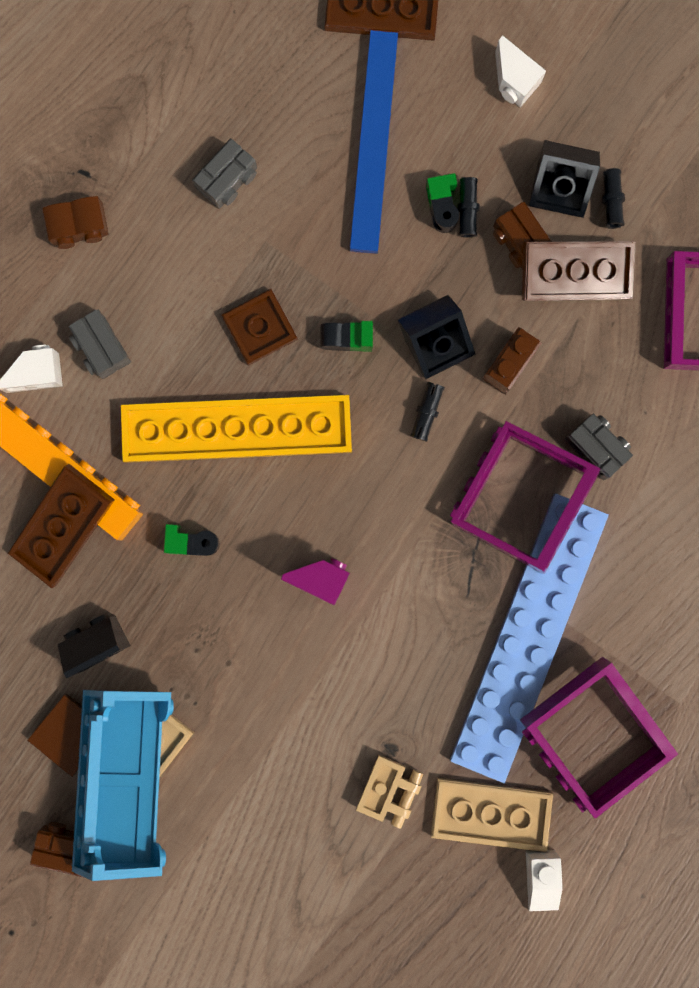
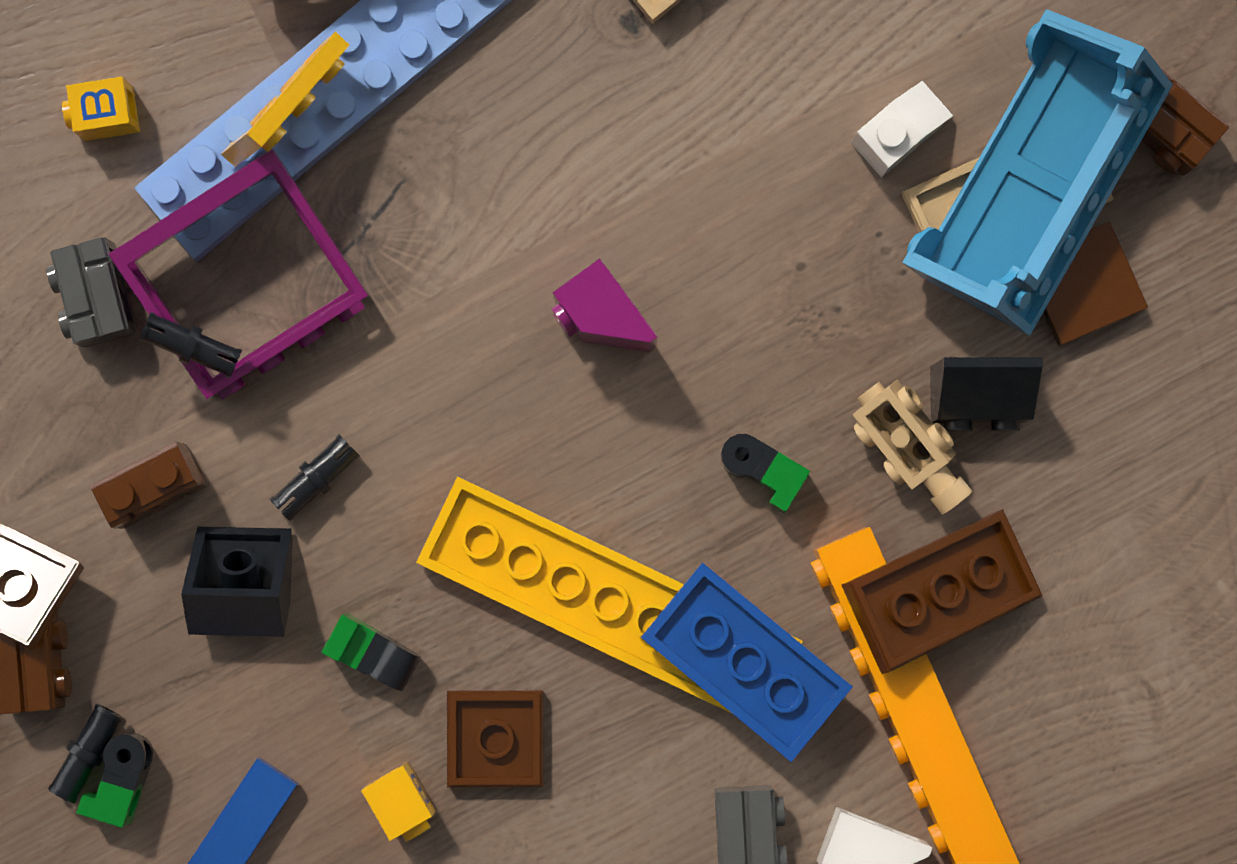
camera: 145 degrees left, 0 degrees up
(126, 594) = (899, 439): none -> tan brick
(145, 433) = (746, 662): none -> blue plate
(211, 768) = (900, 128): none -> white slope
(290, 267) = (400, 803): none -> yellow brick
(529, 443) = (190, 344): none -> black pin
(554, 588) = (294, 100): none -> yellow wing
(650, 547) = (101, 109): none -> yellow brick

